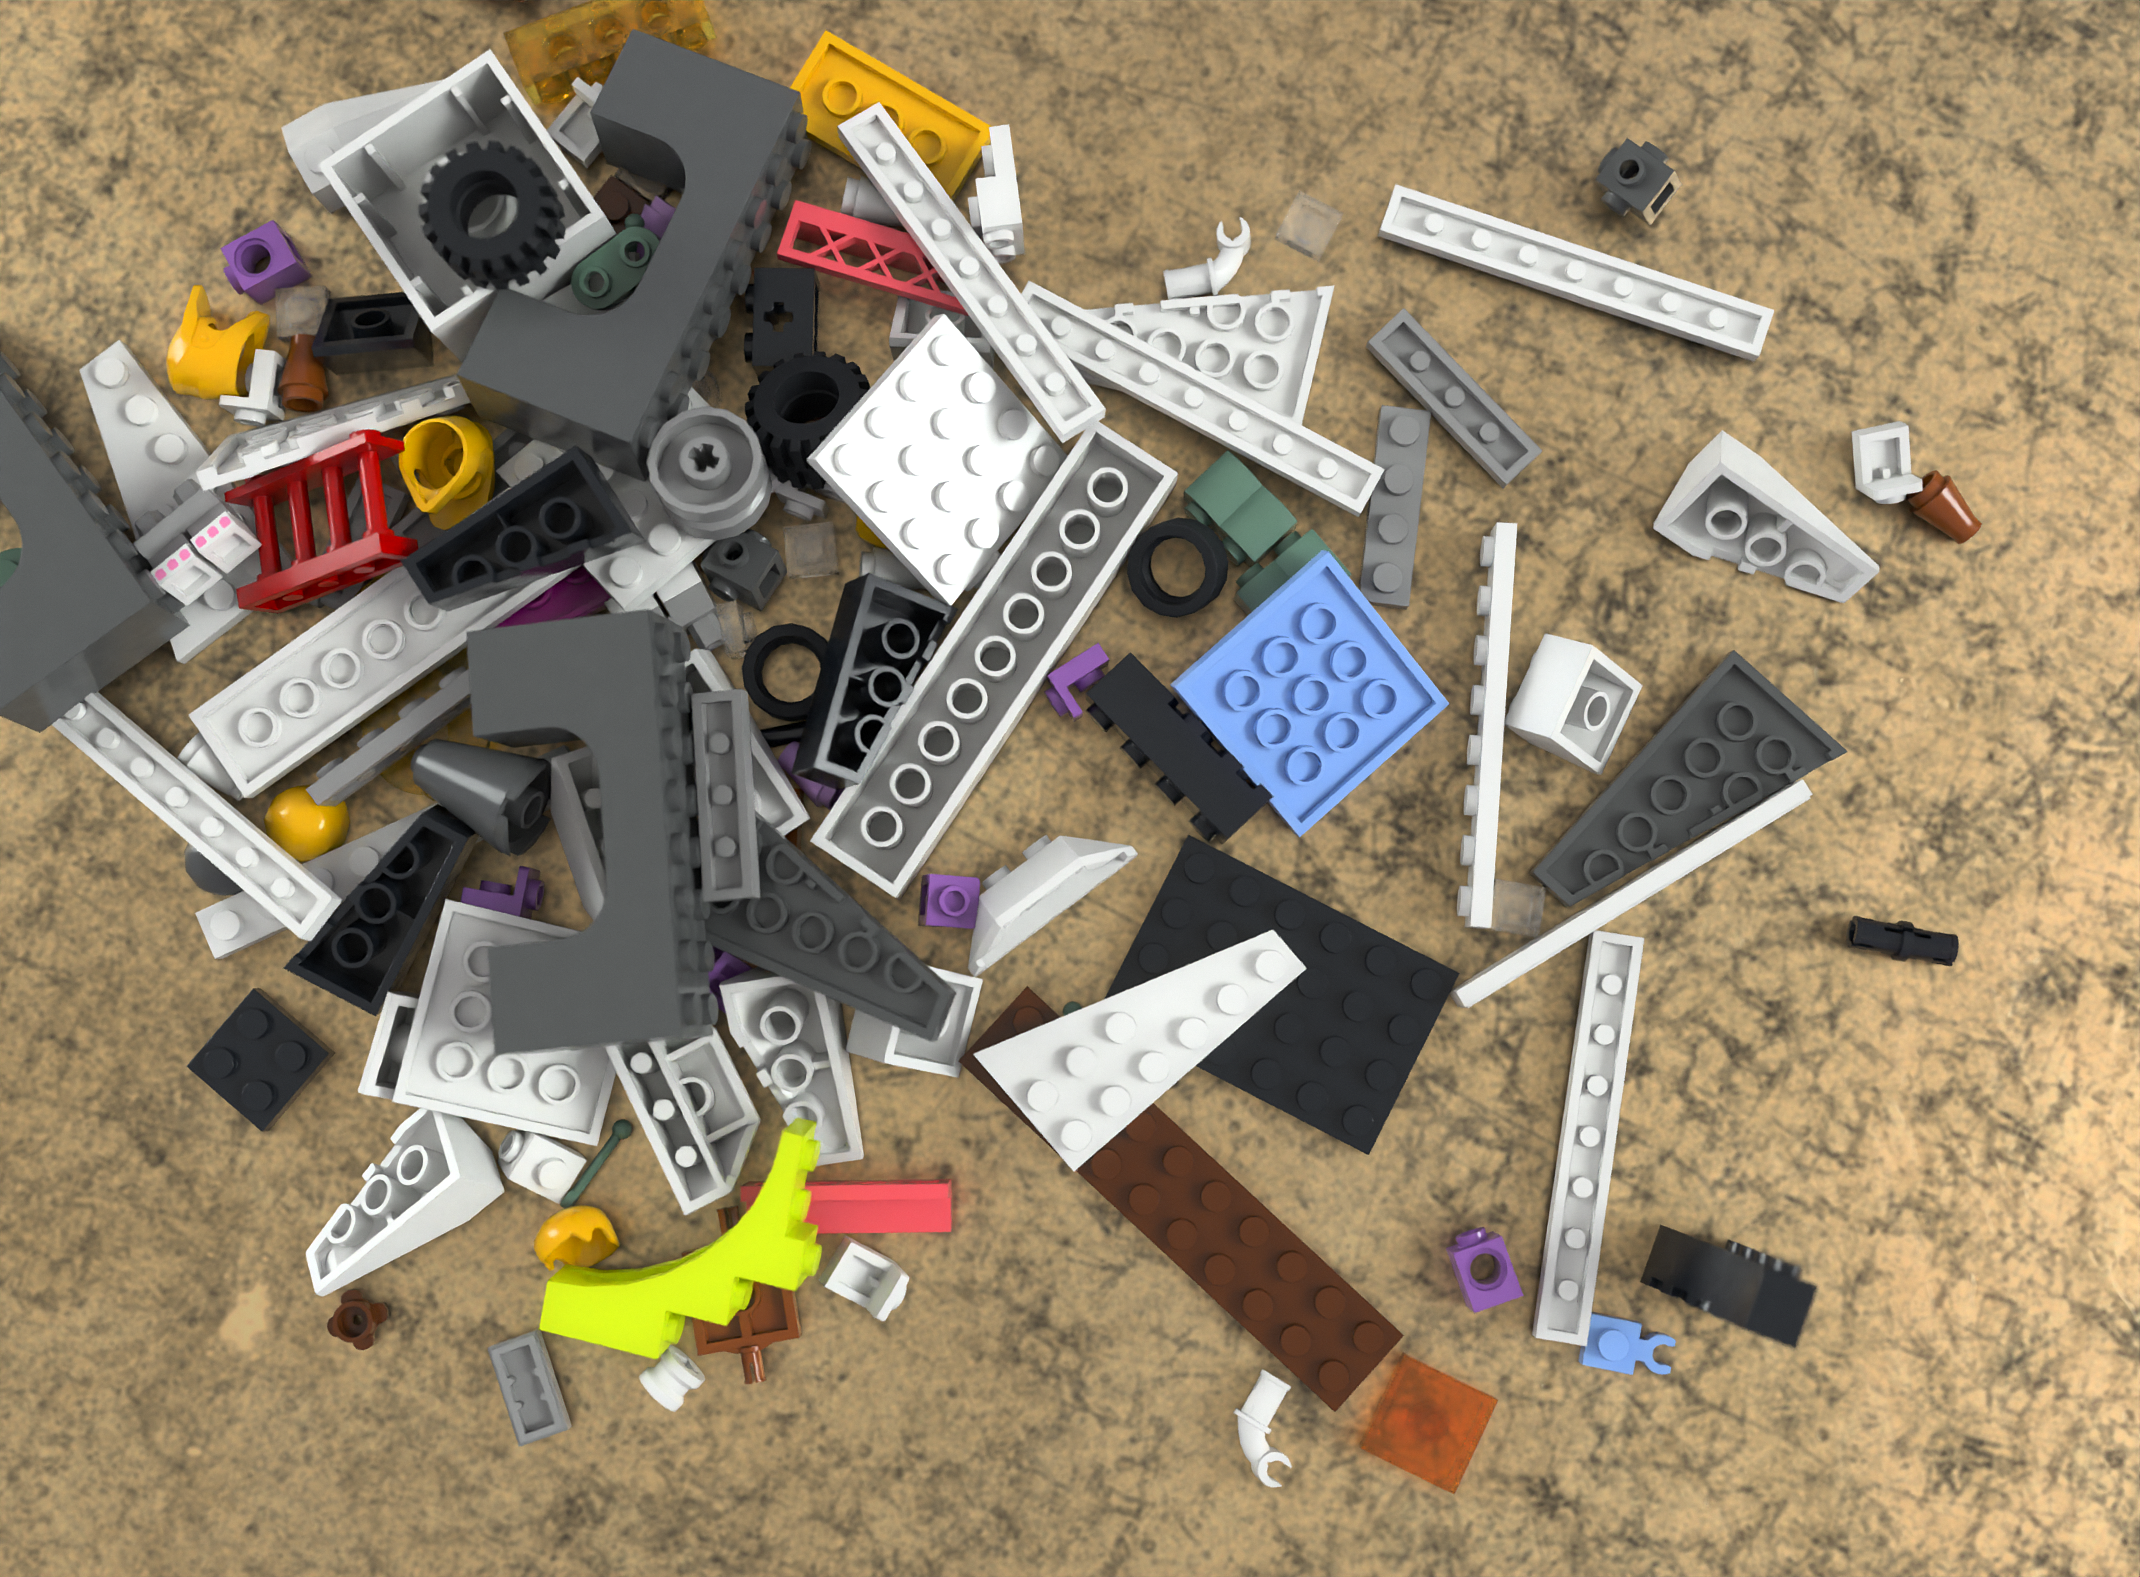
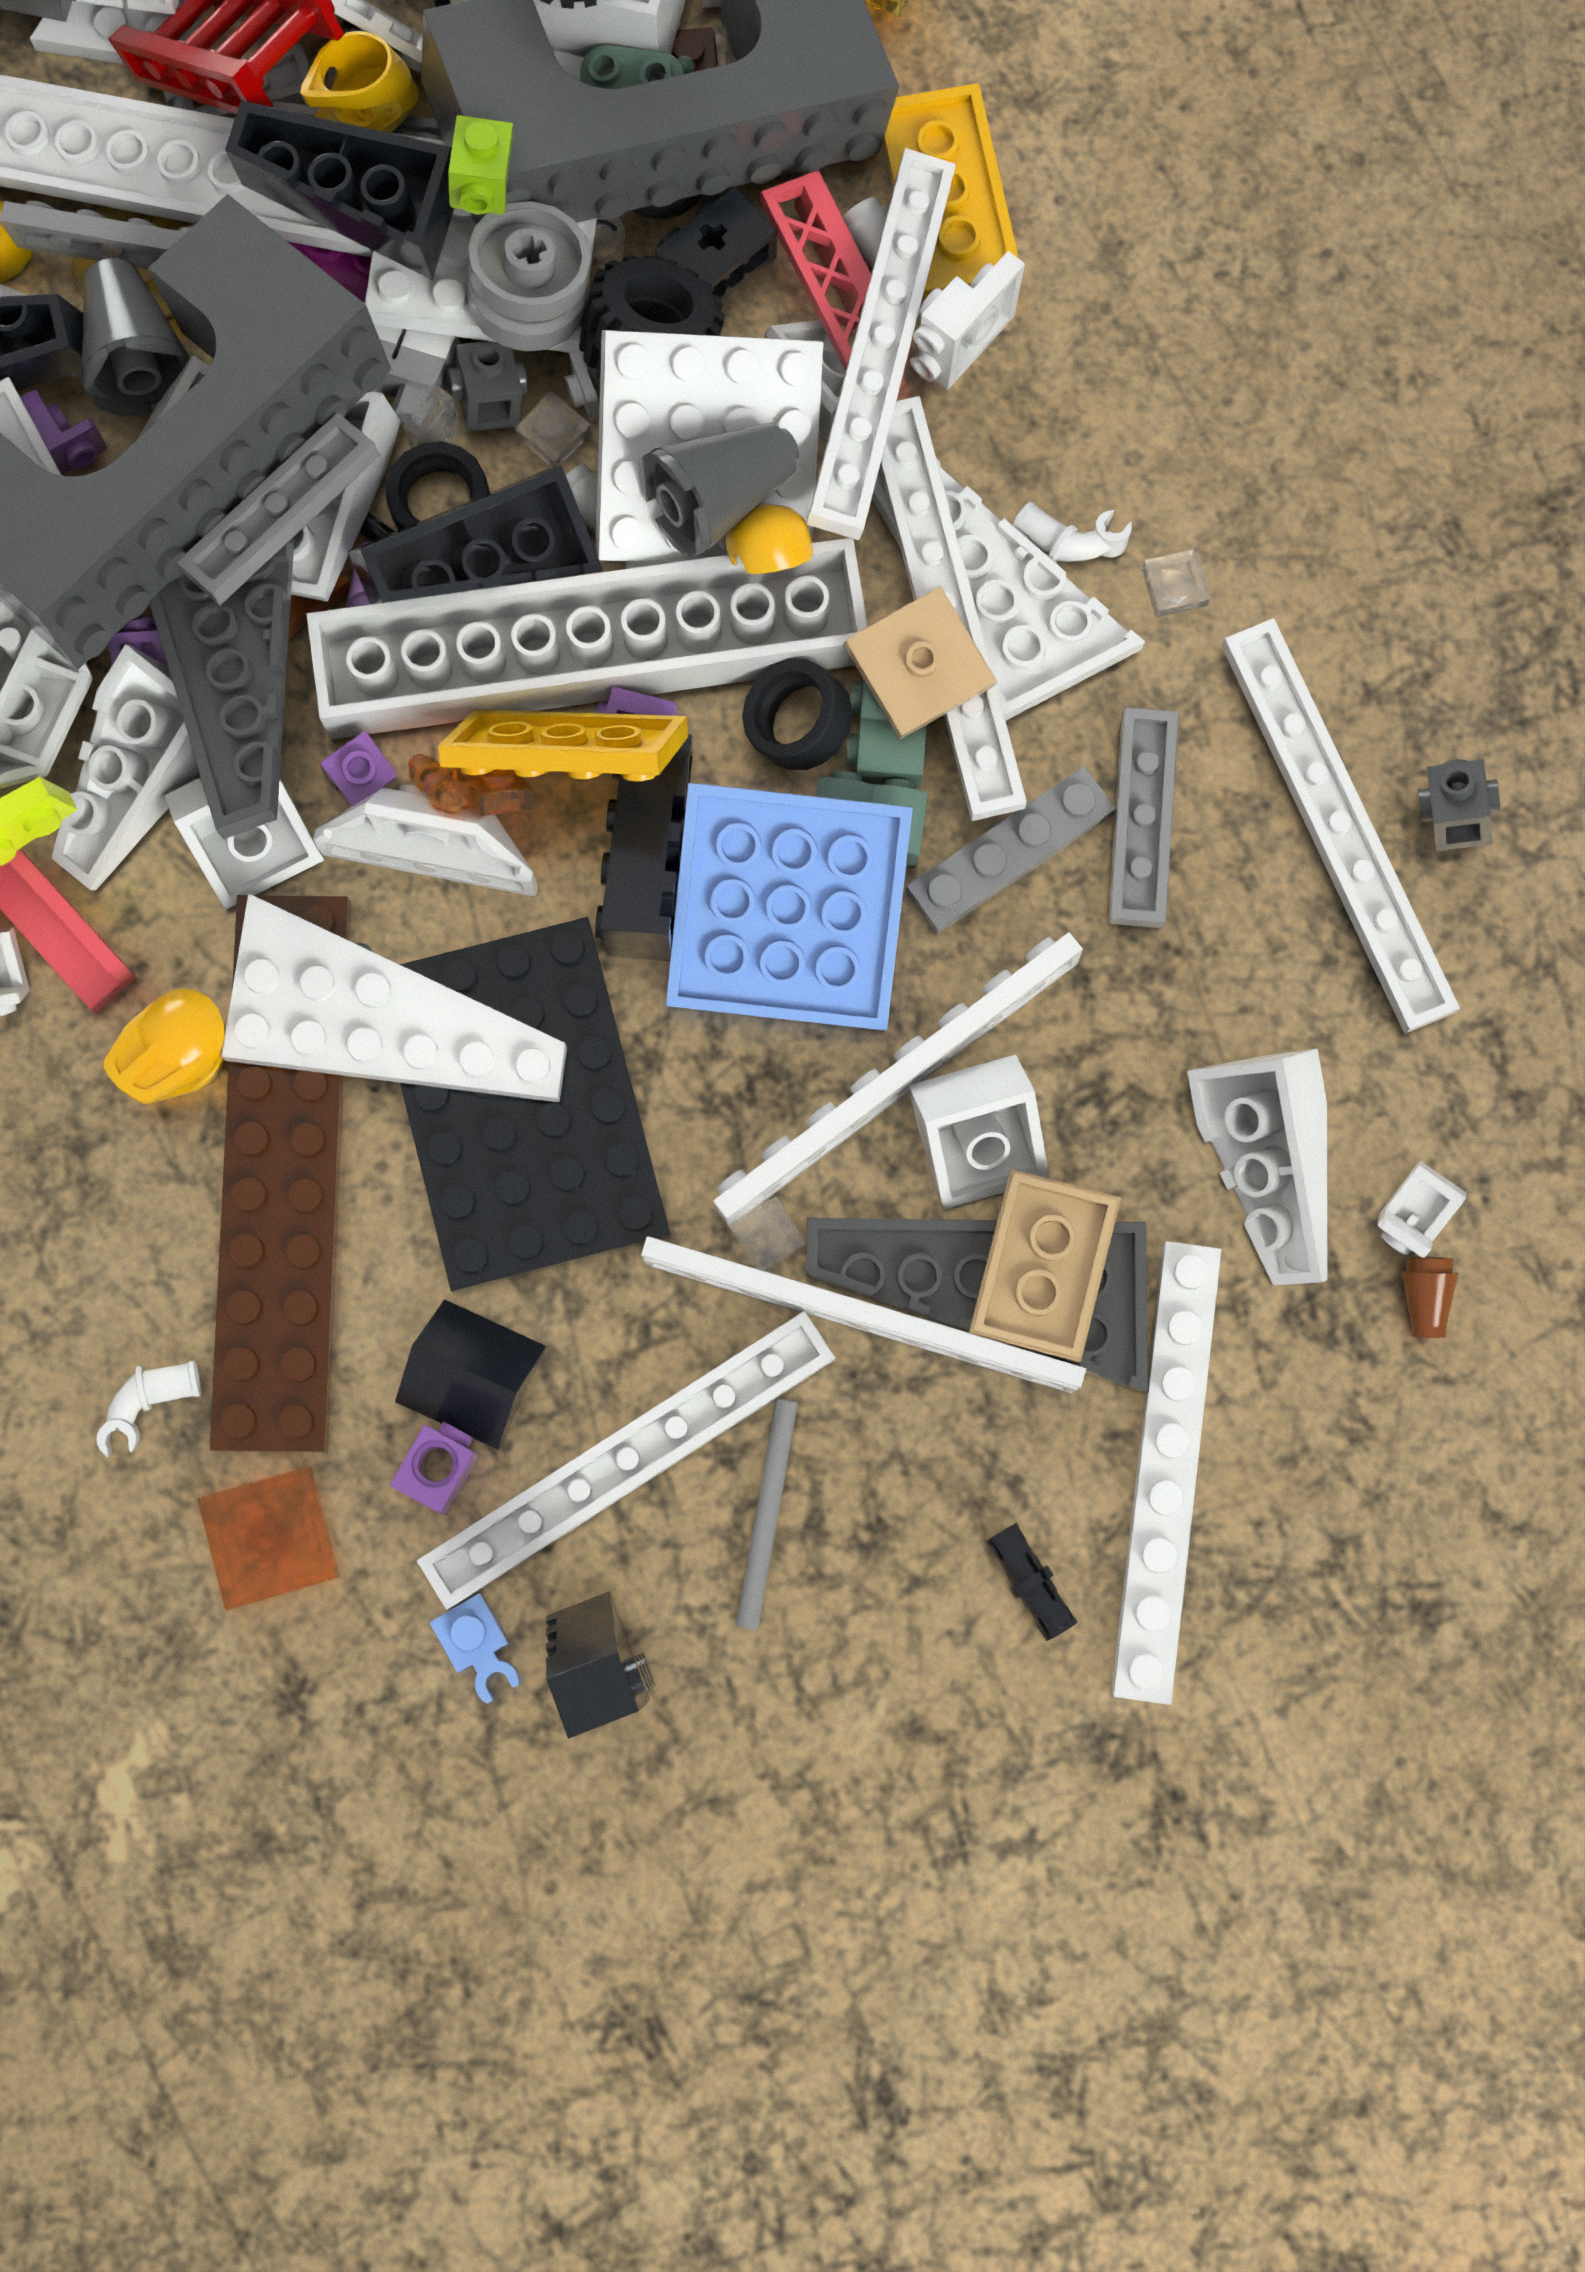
camera: 40 degrees right, 5 degrees down
(615, 437) = (480, 165): none -> lime bracket
(983, 479) = (715, 481): none -> dark grey cone
(1030, 831) = (486, 793): none -> clear orange plate
(1034, 1203) = (168, 1048): none -> yellow helmet
(1048, 478) = (770, 540): none -> yellow hair
(1070, 746) = (564, 742): none -> yellow plate
(1226, 453) = (920, 662): none -> tan plate
(1435, 1189) = (469, 1373): none -> black slope
(1704, 1076) = (766, 1514): none -> light grey bar
(1707, 744) = (1045, 1266): none -> tan tile
(1907, 787) = (1166, 1474): none -> white plate

